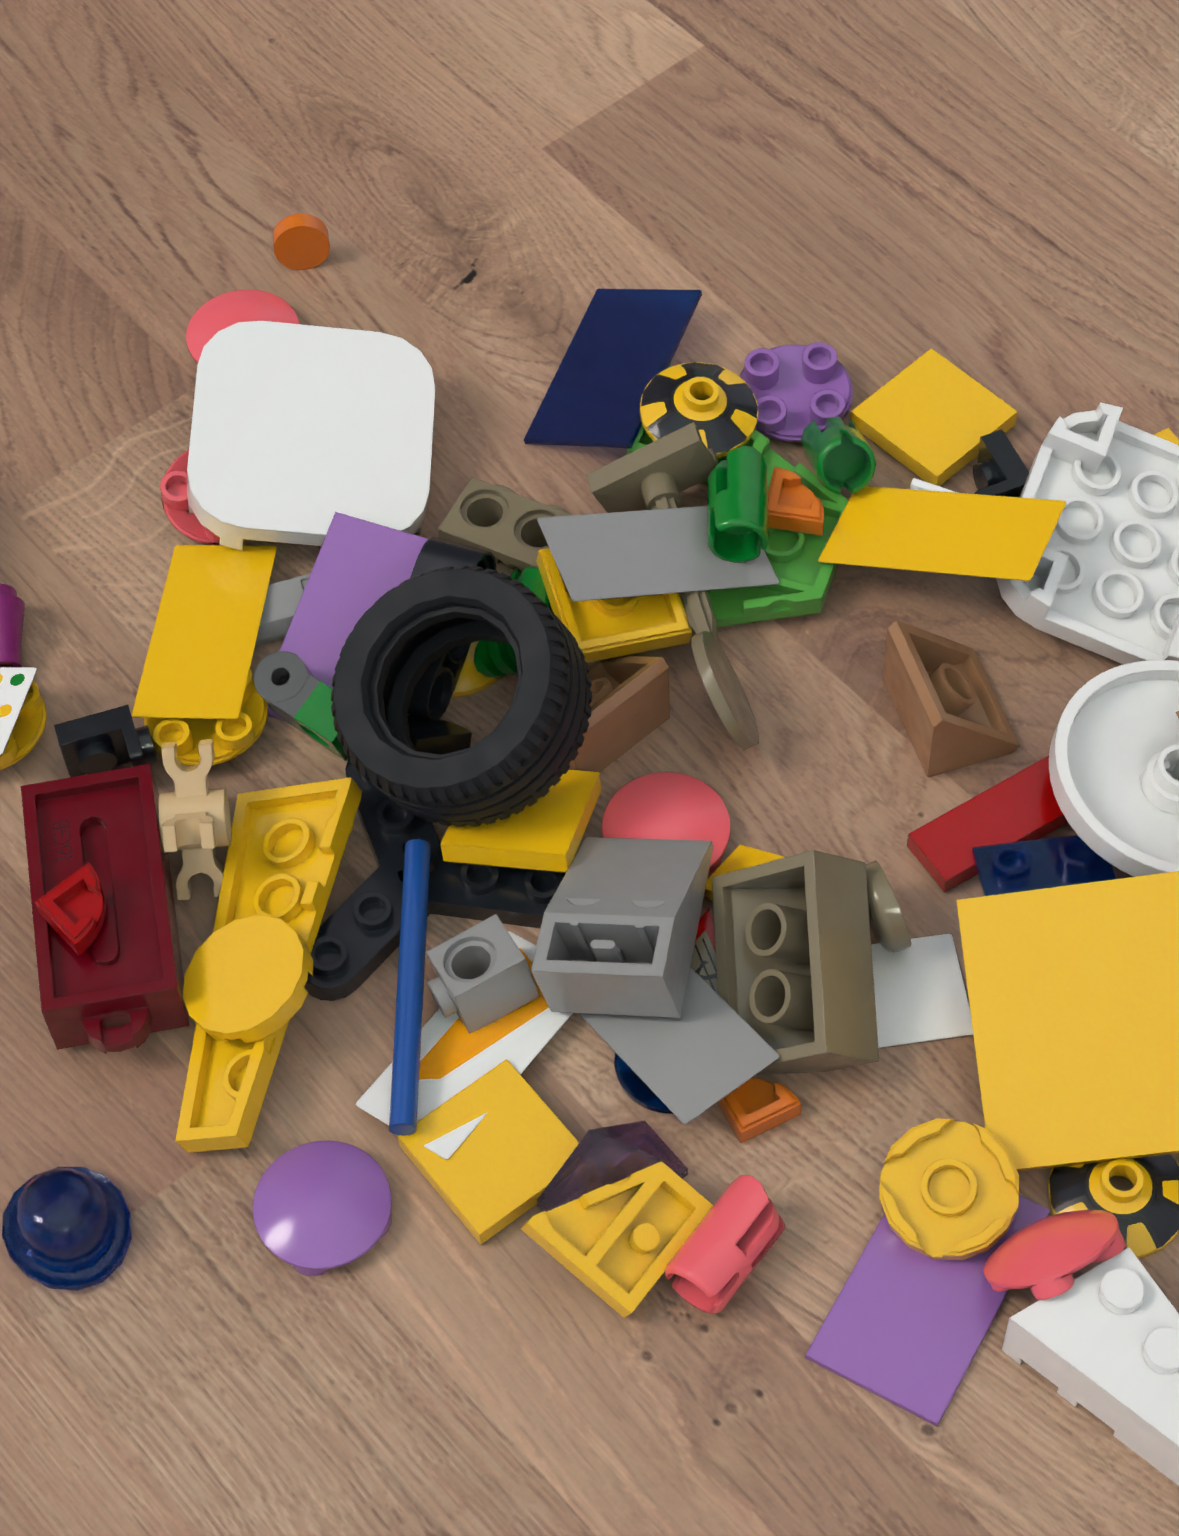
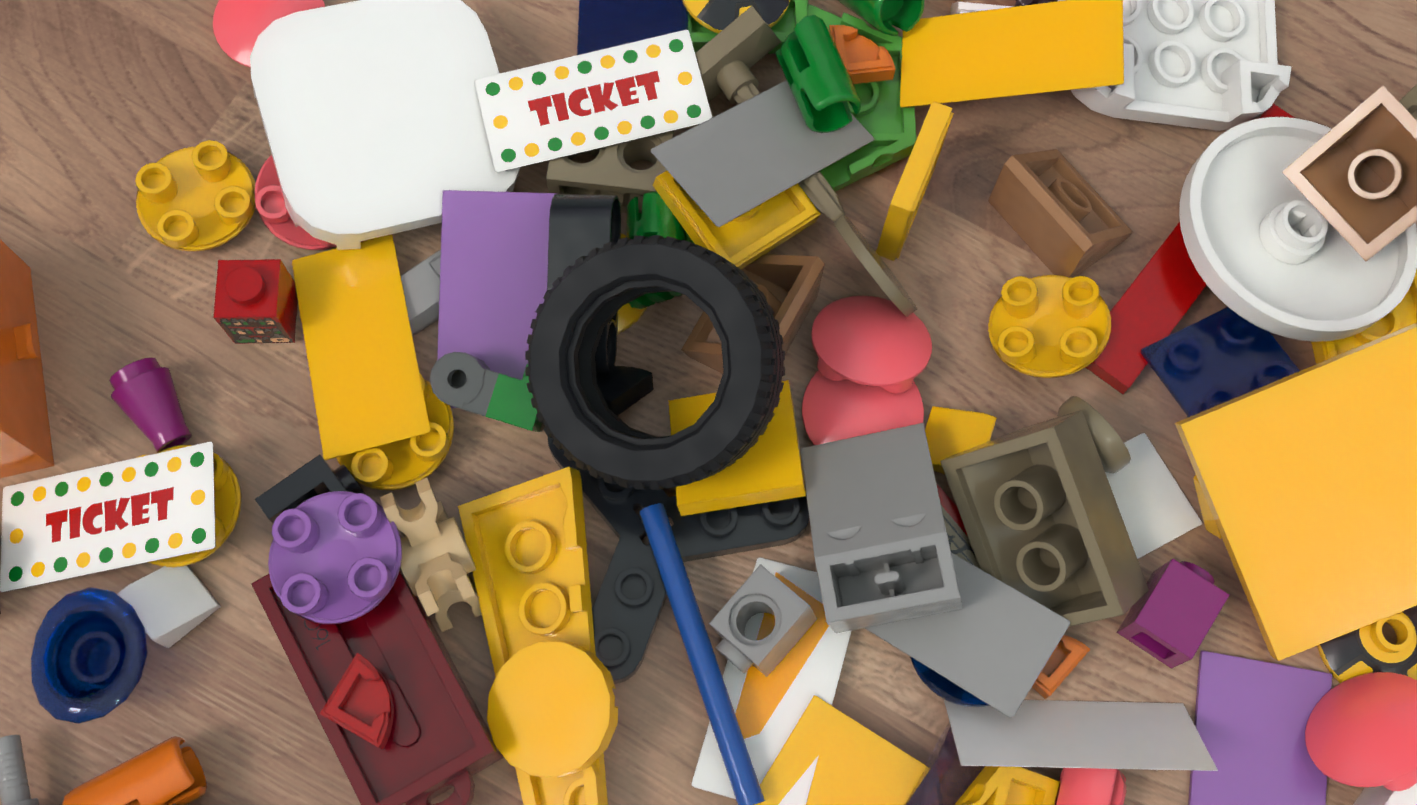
camera: 25 degrees left, 15 degrees up
(102, 778) = (334, 557): none -> medium lavender dish
(110, 467) = (195, 197): none -> yellow dish
(126, 567) = (256, 301): none -> red brick
(510, 471) = (592, 100): none -> white sticker
(696, 765) = (870, 343): none -> coral dish
(747, 1164) = (1080, 736): none -> white sticker
(794, 626) = (914, 181): none -> yellow tile
(888, 799) = (1049, 324): none -> yellow dish
(897, 1091) = (1174, 612): none -> magenta brick
(949, 1189) = (1253, 692): yellow tile -> none

